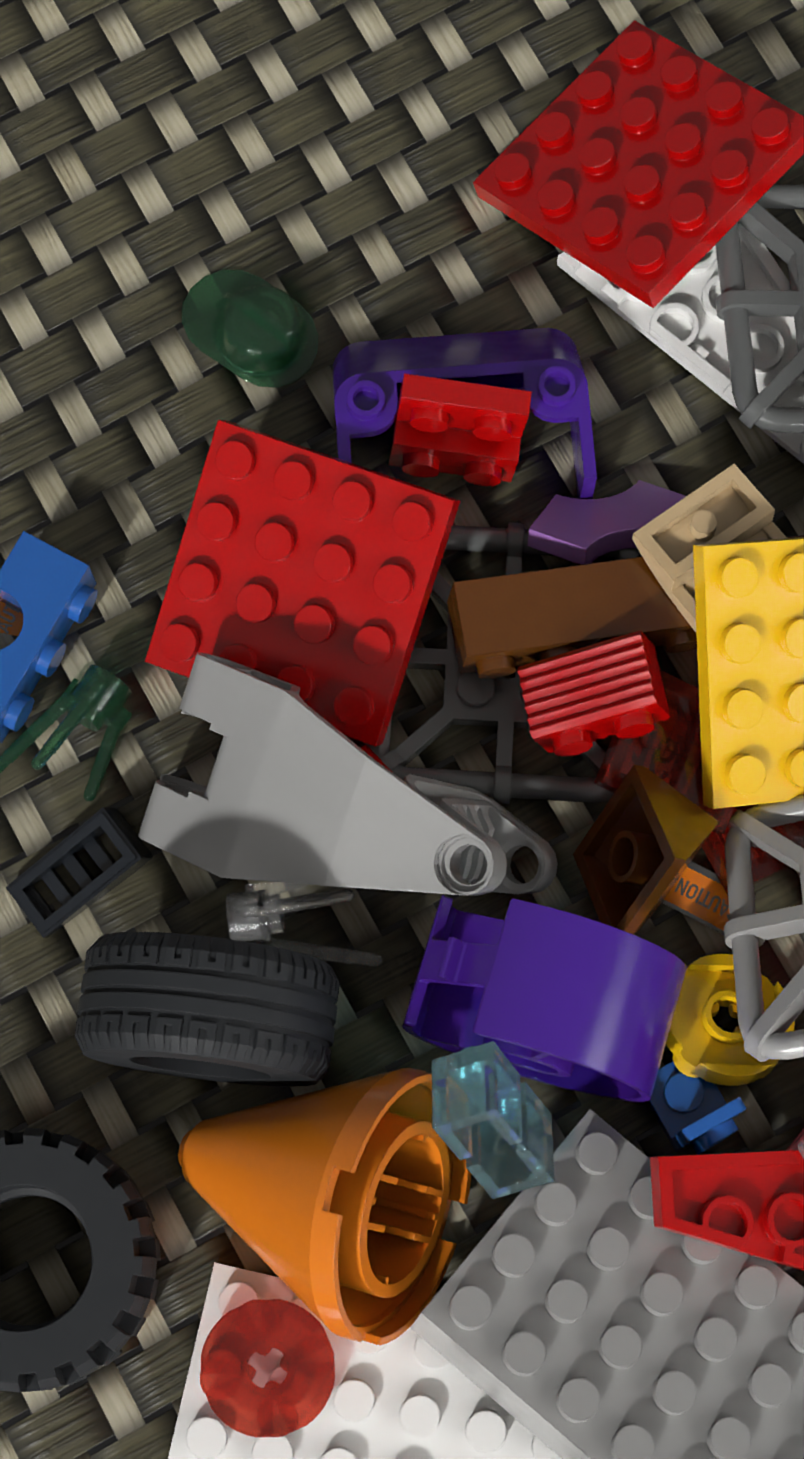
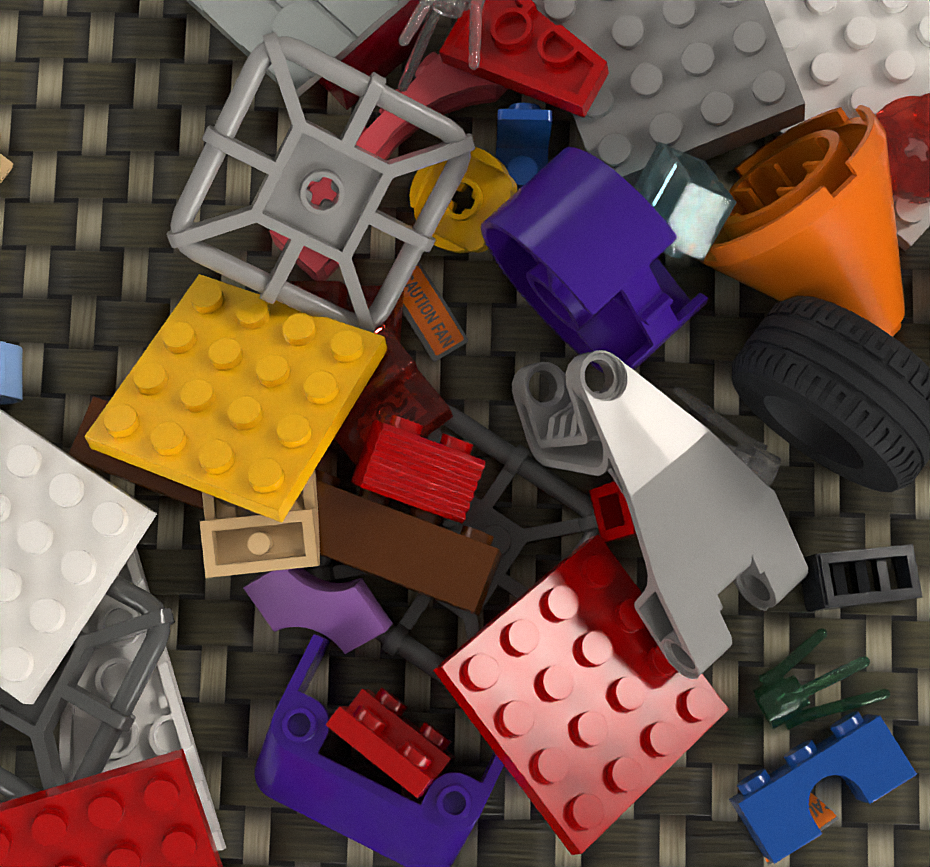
camera: 150 degrees left, 5 degrees up
(640, 848) = (454, 339): reddish brown slope -> none

